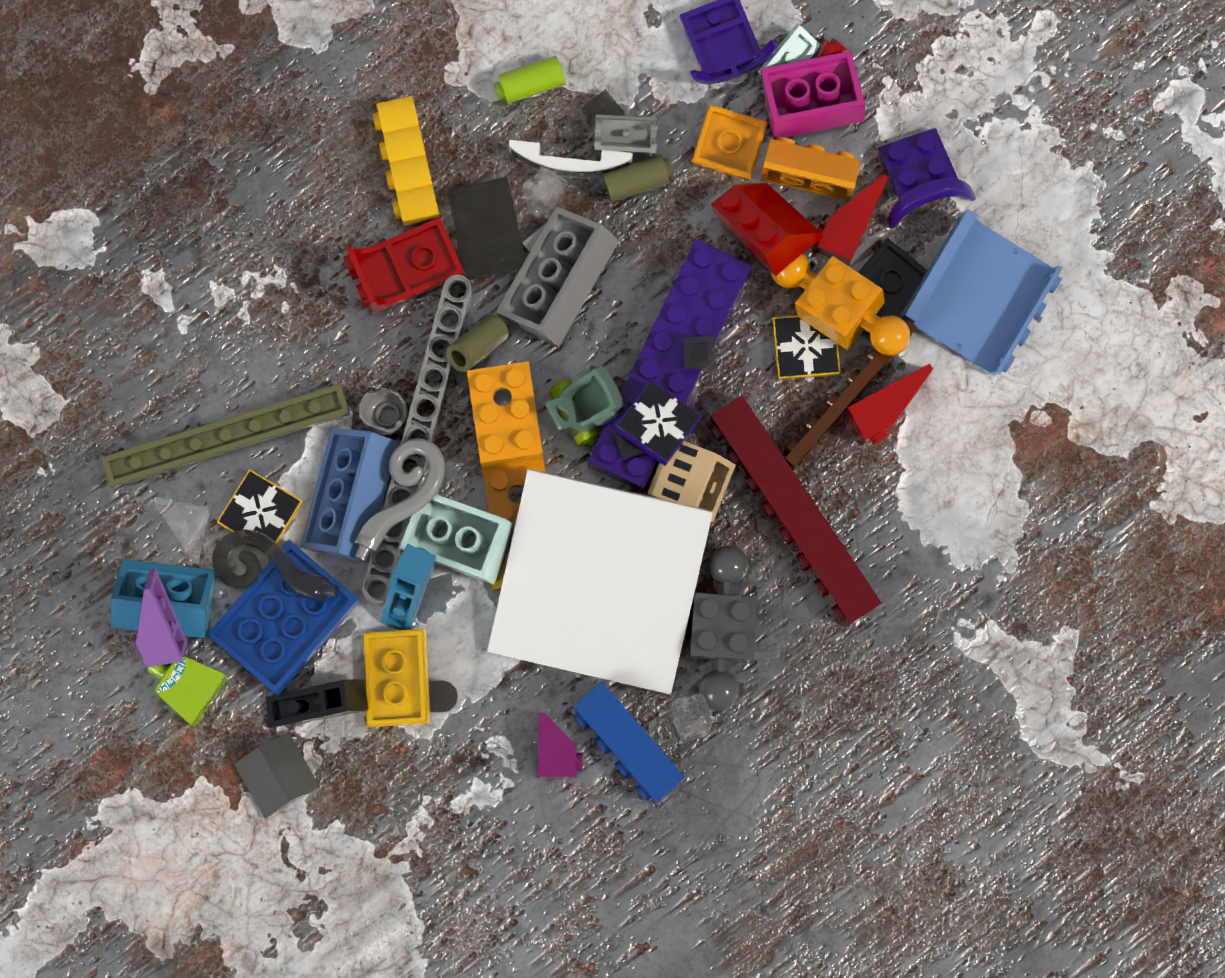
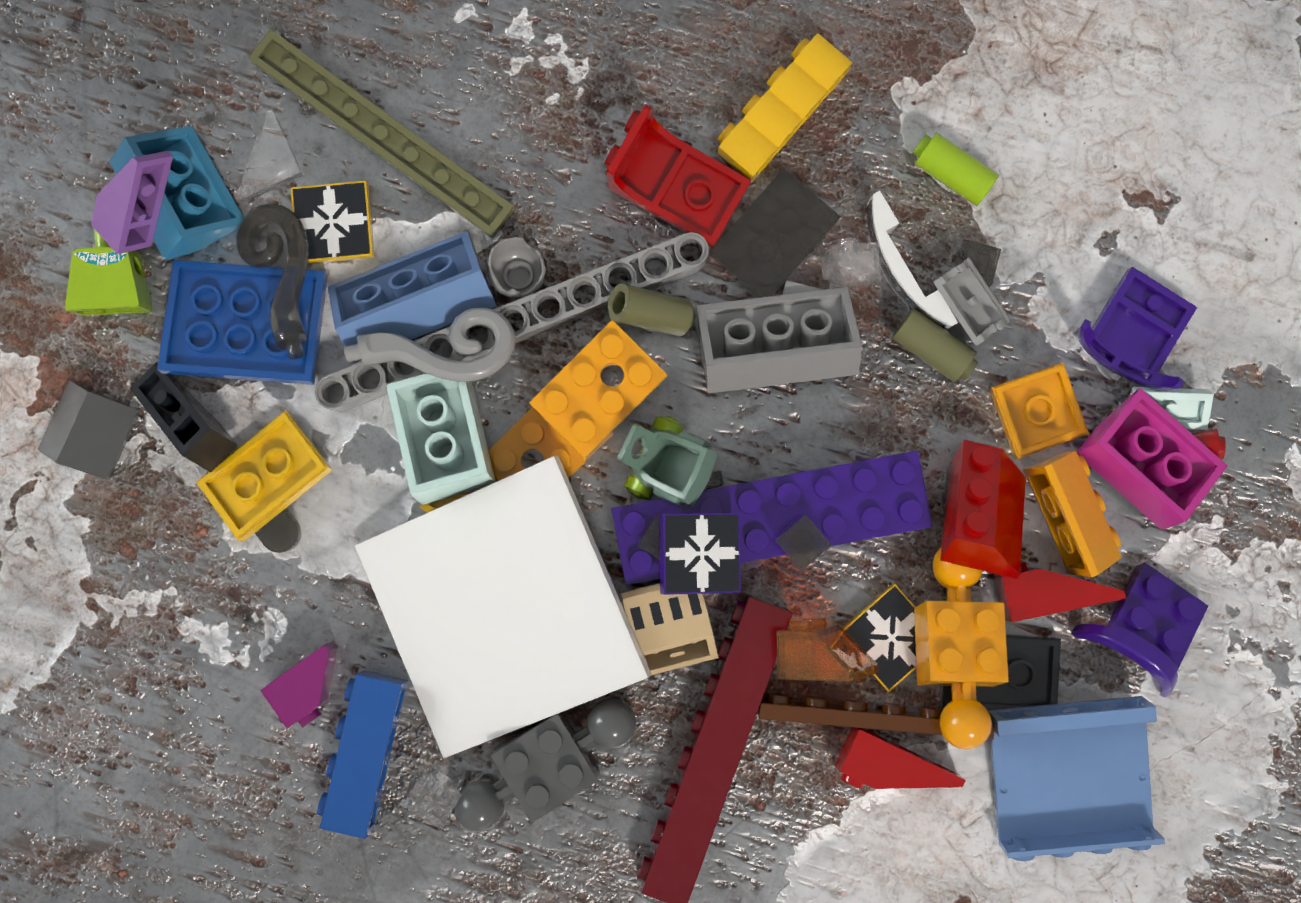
camera: 50 degrees right, 5 degrees up
(407, 587) = (354, 421): dark azure slope -> none
(777, 396) = (821, 653): none -> clear orange slope

